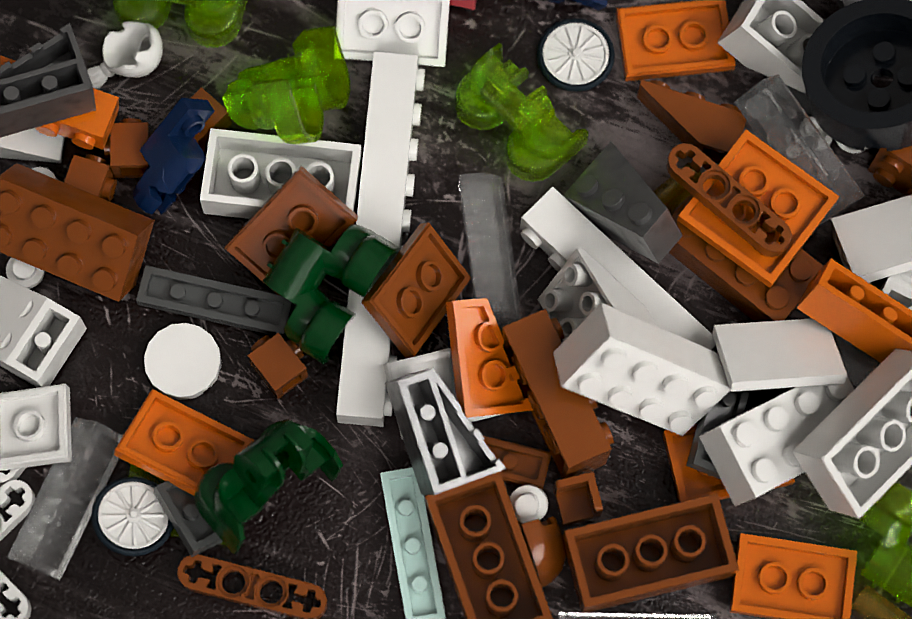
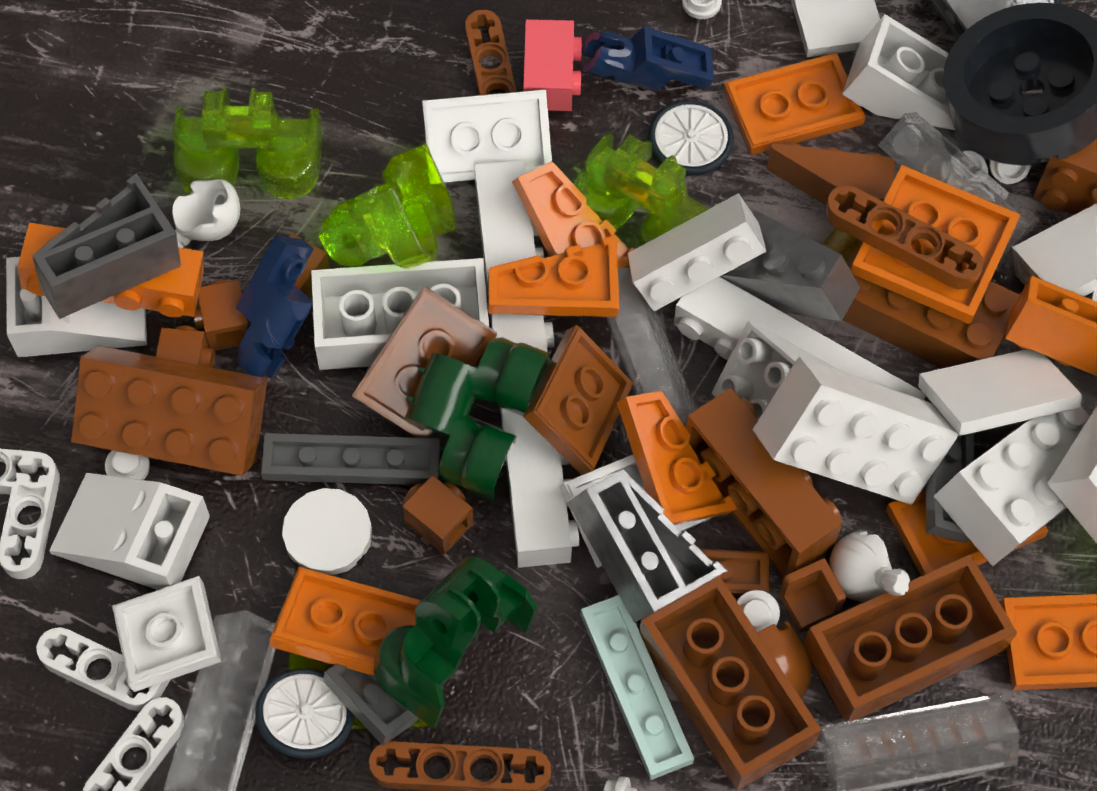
camera: 10 degrees left, 10 degrees down
(425, 182) = (559, 285): none -> orange wing
(445, 129) = (562, 213): none -> orange wing
(547, 174) = (696, 252): none -> white brick
(624, 486) = (864, 568): none -> white hair

